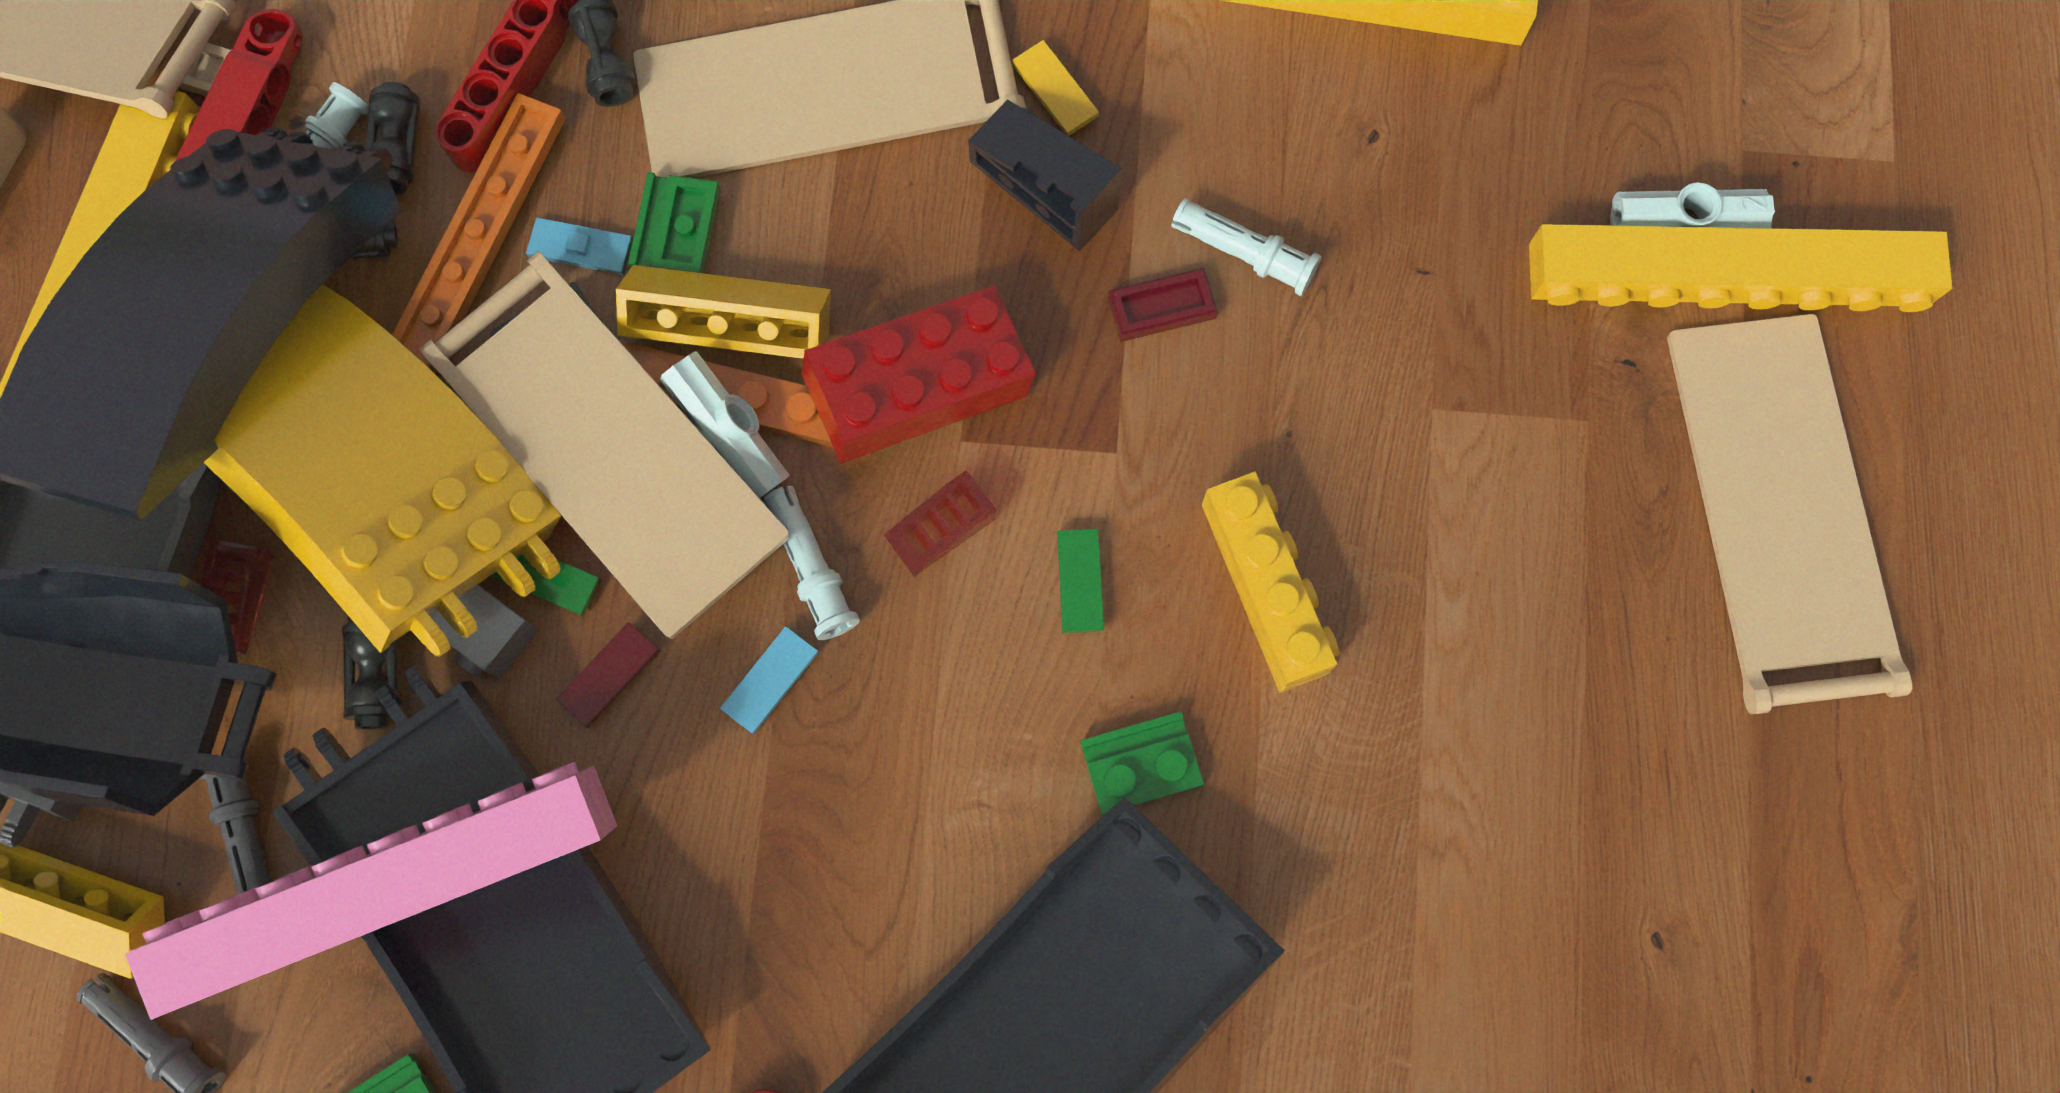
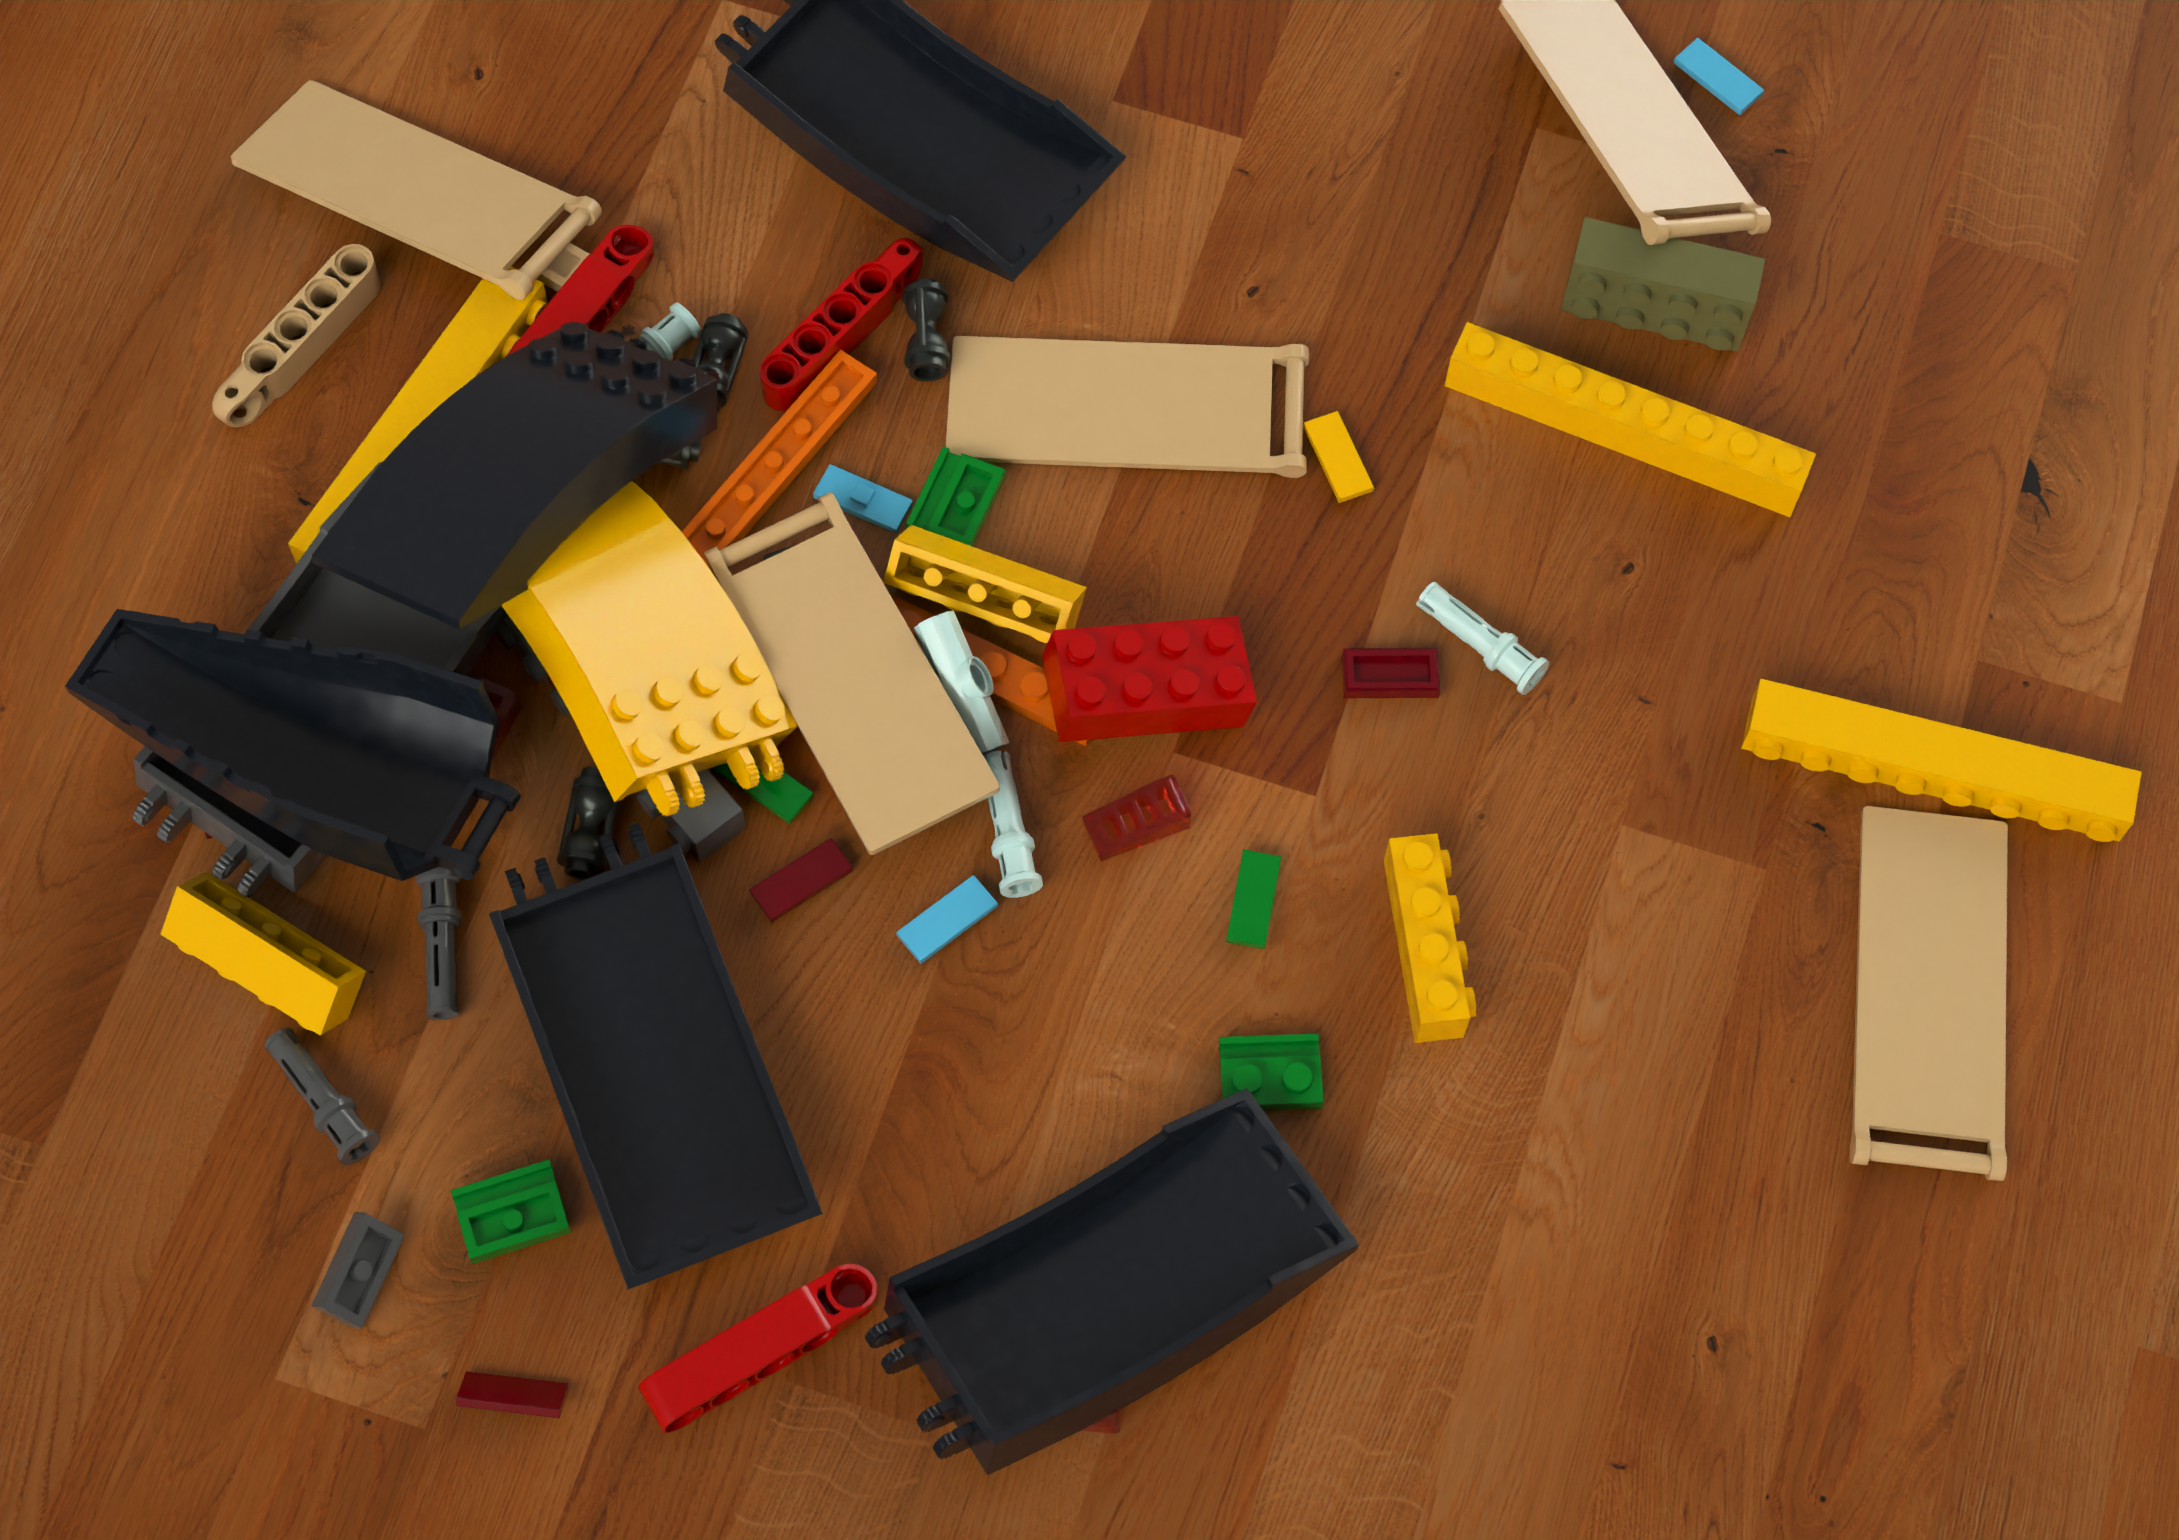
camera: 10 degrees right, 10 degrees down
(367, 892) = (572, 991): bright pink brick -> none
(1047, 172) = (1312, 530): black wedge -> none
(1713, 207) = (1932, 702): light aqua piece -> none

